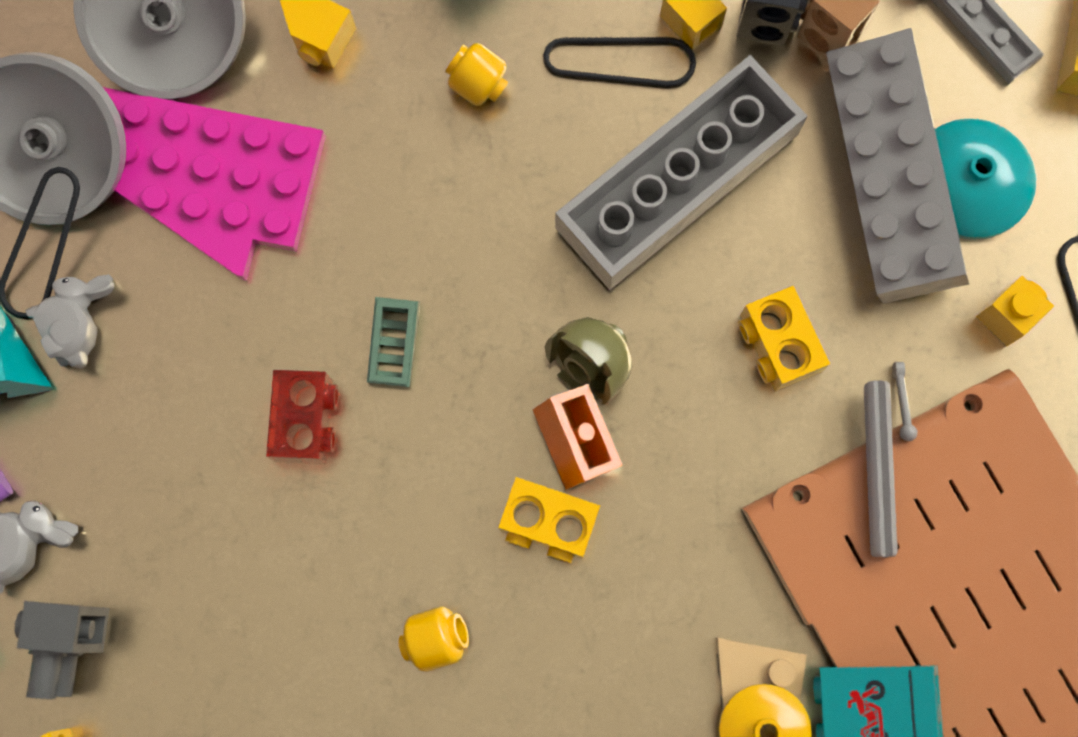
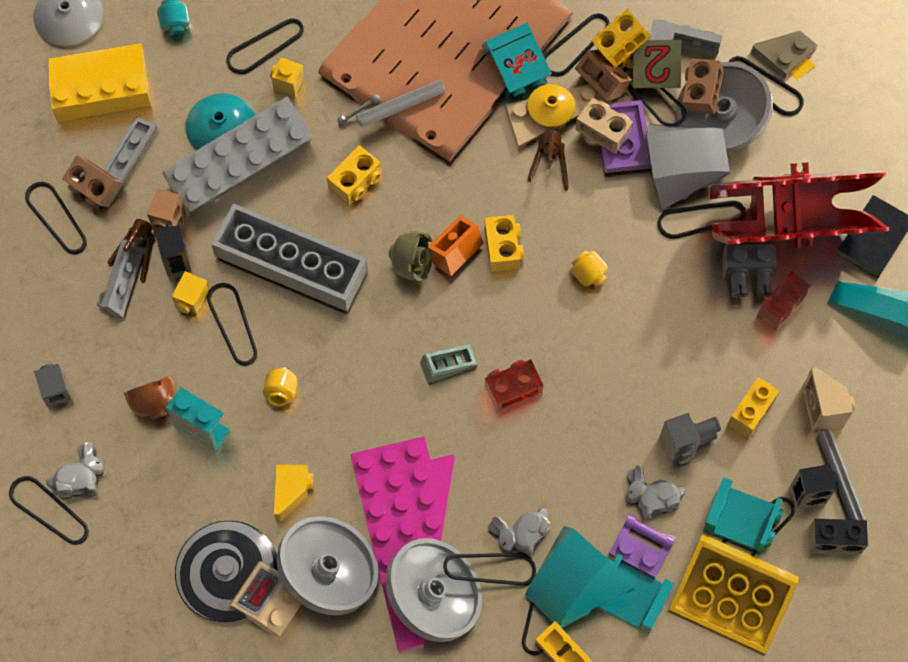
camera: 120 degrees left, 10 degrees down
(694, 695) = (551, 145): none -> reddish brown plant

